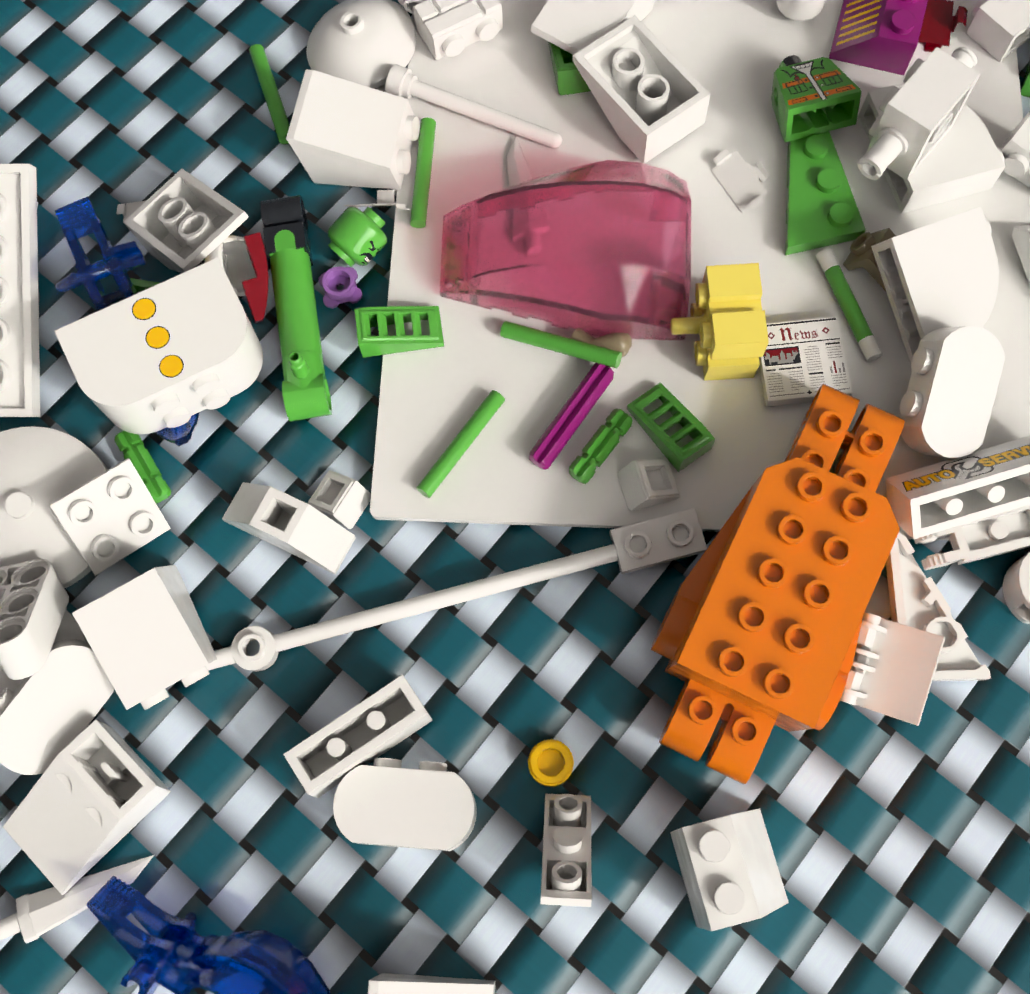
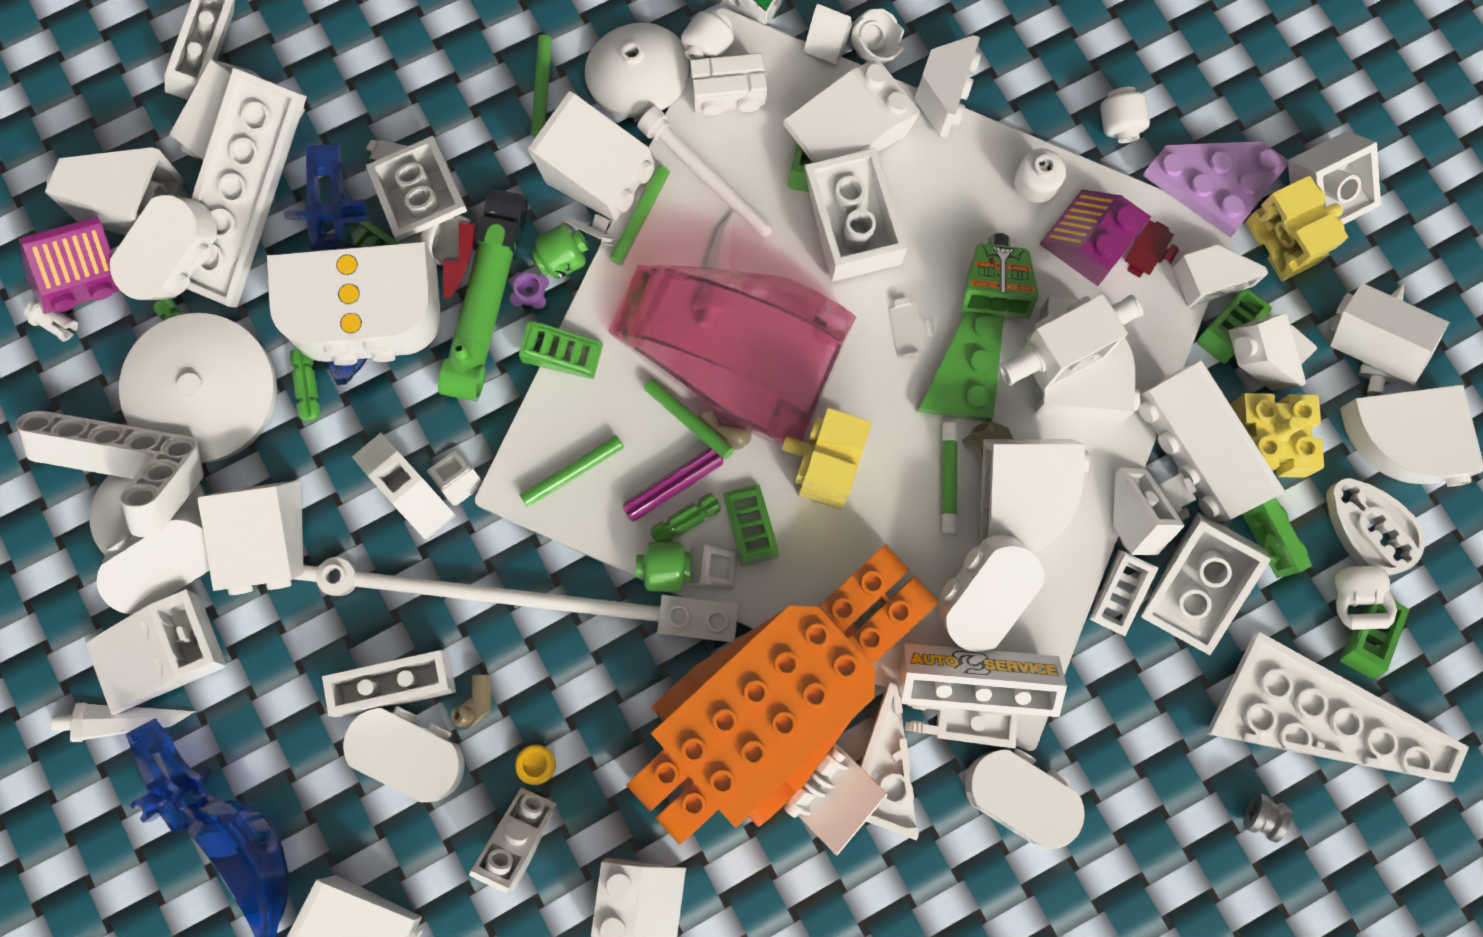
camera: 10 degrees right, 5 degrees up
(110, 516) = (260, 422): white hinge -> none
(461, 726) = (476, 707): none -> dark tan arm
(602, 498) = (664, 566): none -> bright green head
(801, 359) = (886, 512): white tile -> none

